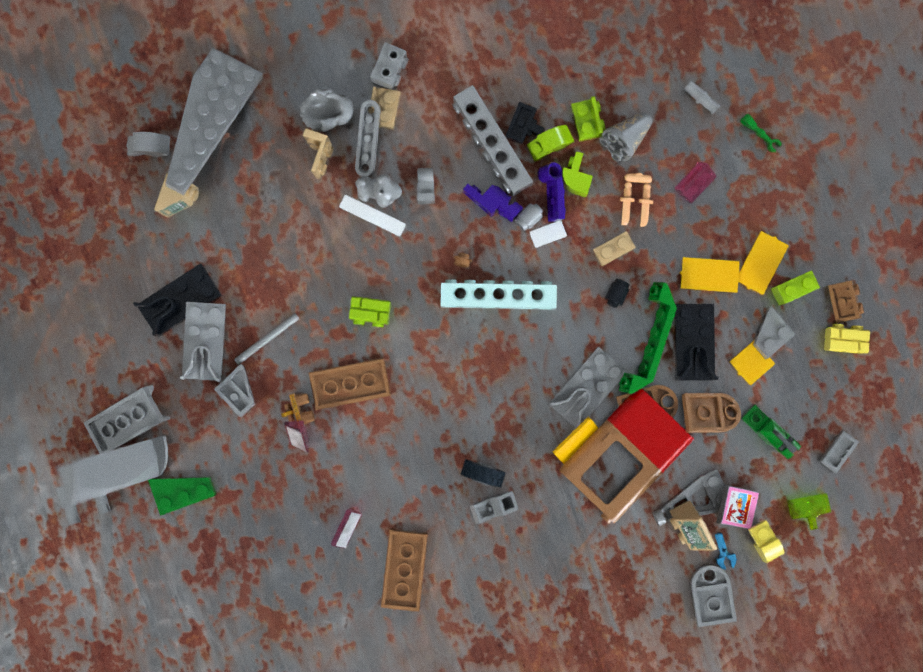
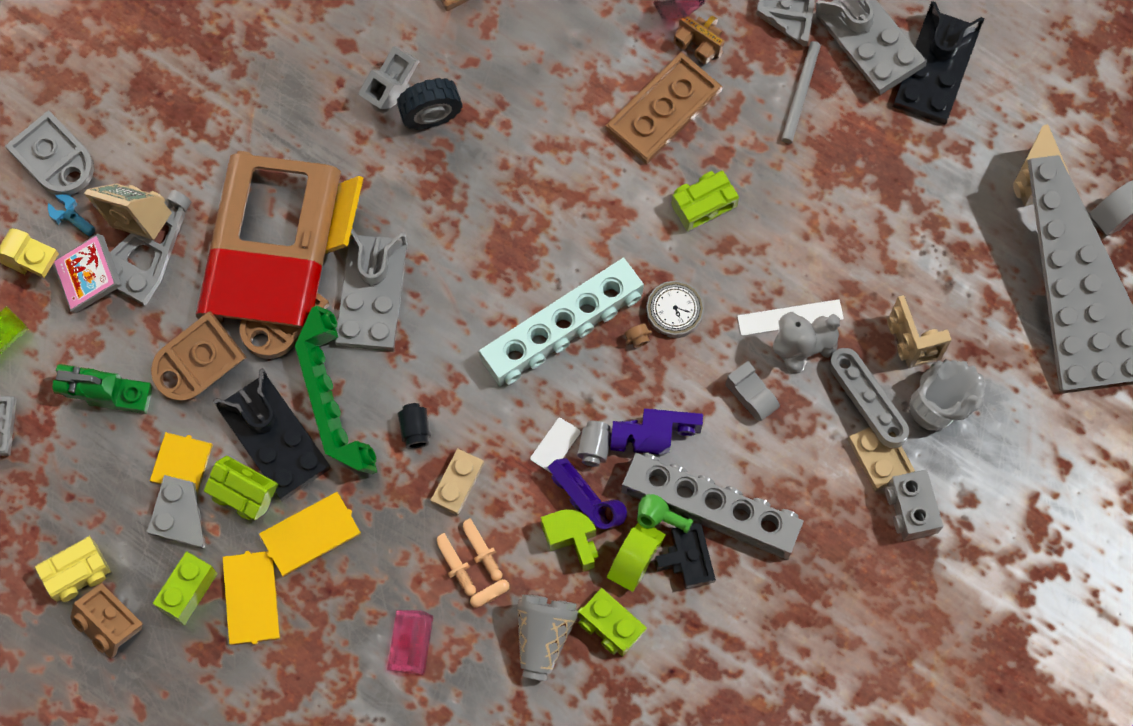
camera: 140 degrees right, 15 degrees down
(431, 262) = (675, 309): none -> tile
(526, 156) = (654, 510): none -> bright green bar
(732, 322) = (240, 488): none -> lime brick

